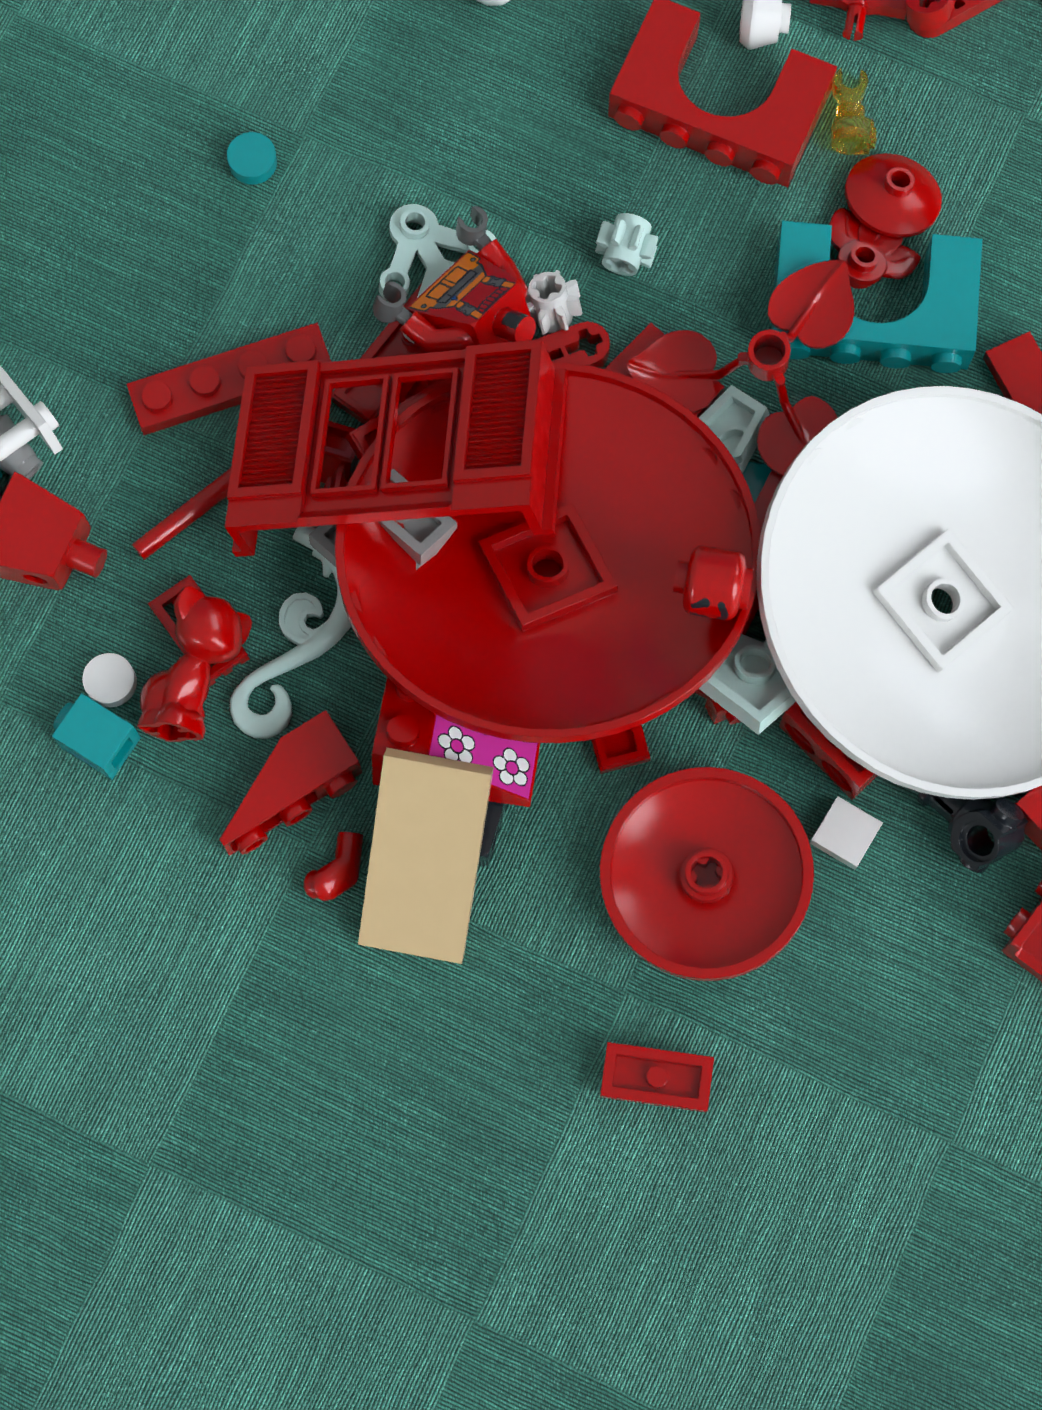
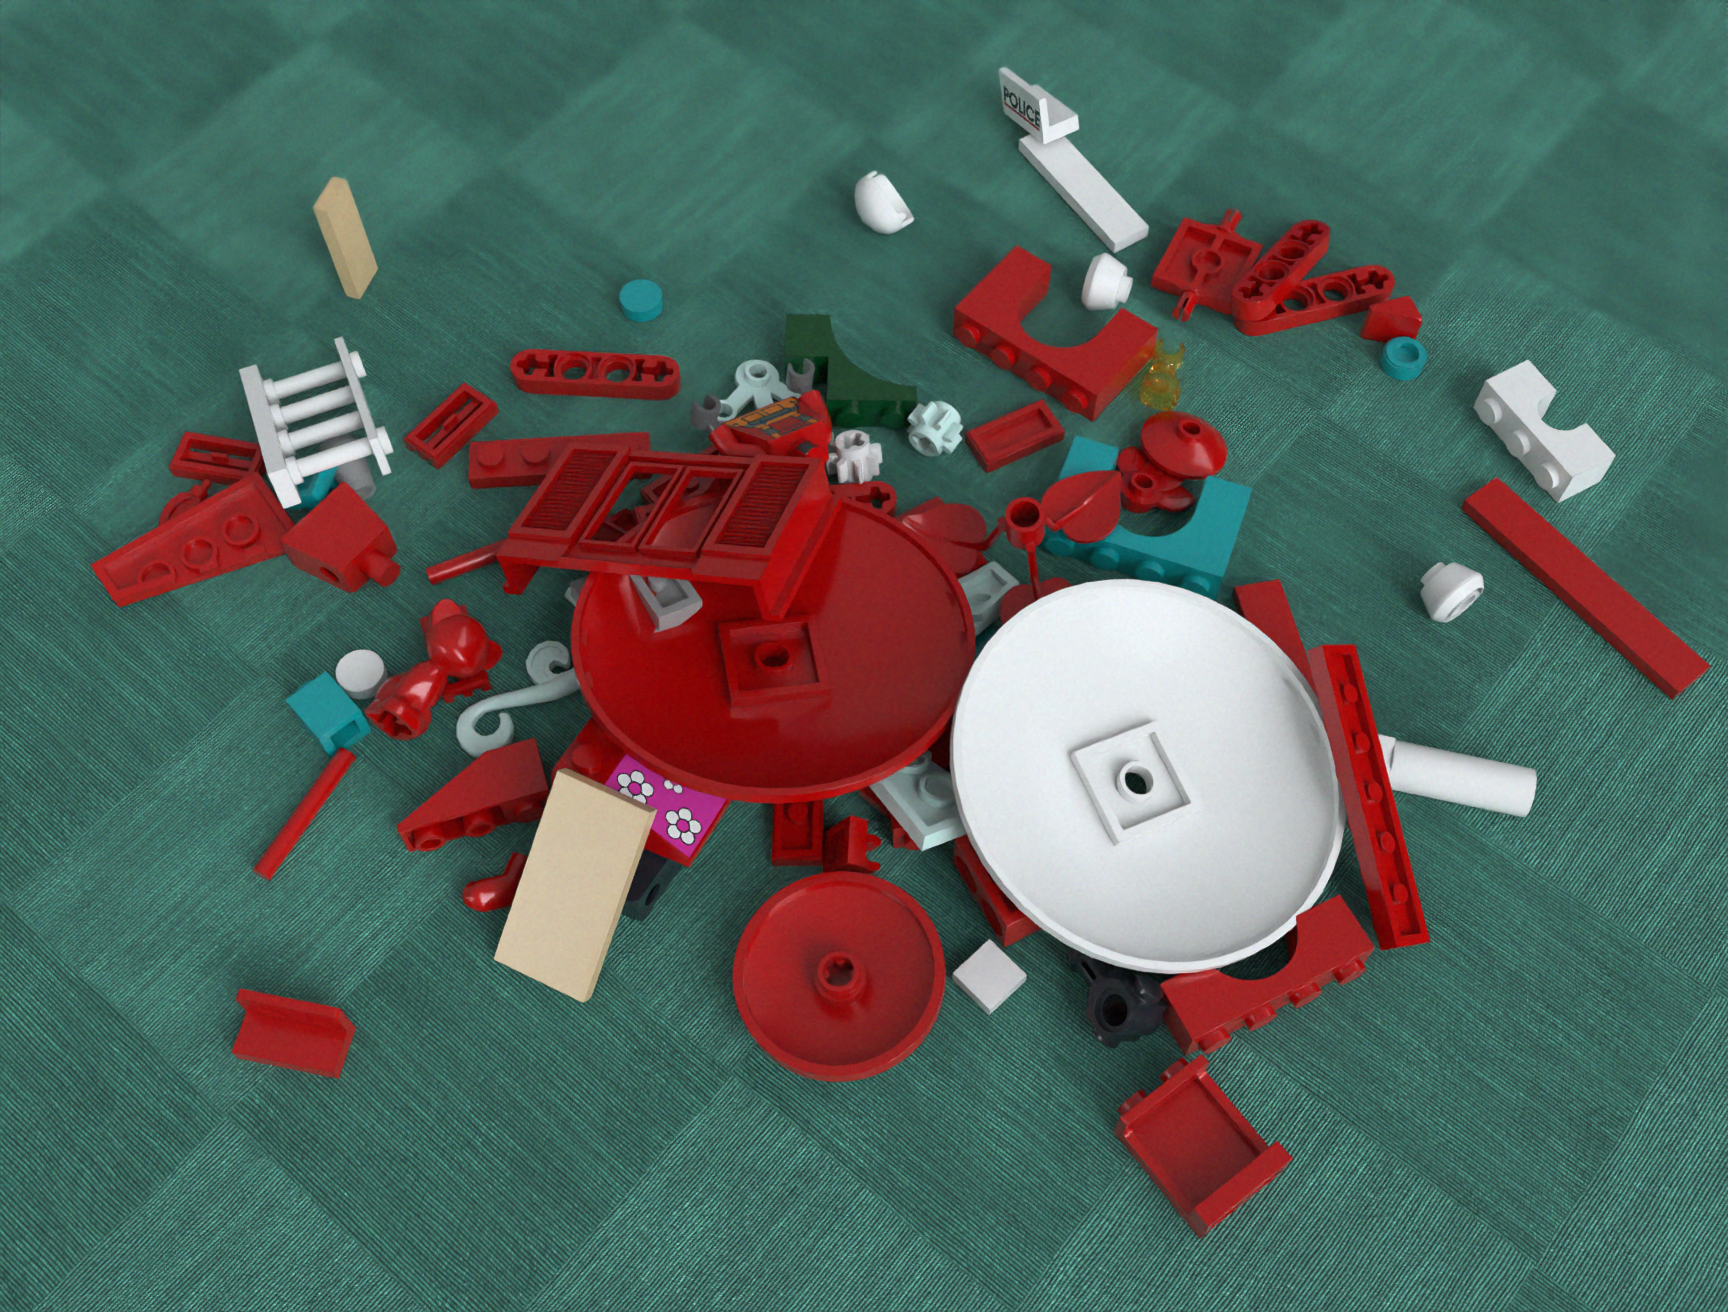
camera: 15 degrees right, 15 degrees down
(79, 403) = (456, 429): none -> red tile
(109, 845) = (304, 814): none -> red bar
(189, 1073) = (293, 1034): none -> red panel
(232, 255) = (597, 368): none -> red beam
(523, 223) = (852, 394): none -> dark green arch
(657, 1077) = (733, 1160): red plate -> none
(673, 741) = (847, 847): none -> red tile
(710, 227) = (1014, 436): none -> red tile
(714, 582) = (912, 692): red head -> none

